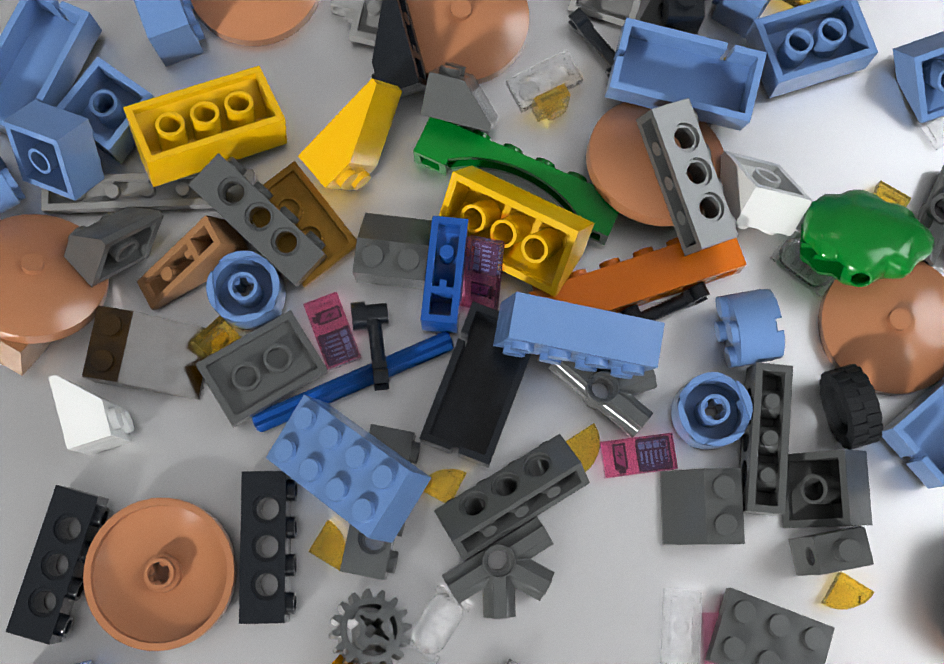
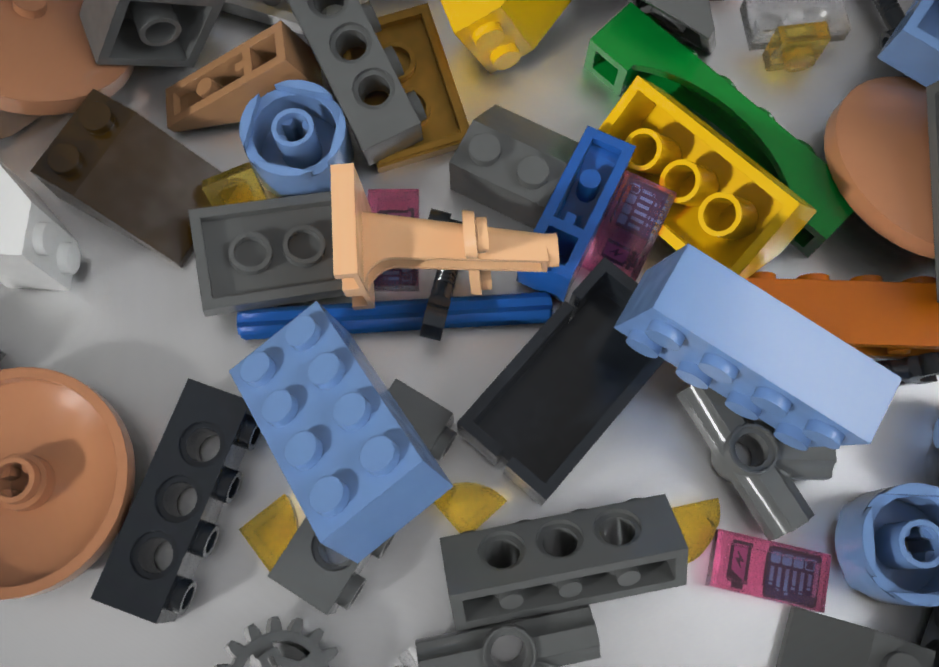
camera: 20 degrees right, 5 degrees down
(329, 343) = (376, 242): none -> light nougat piece

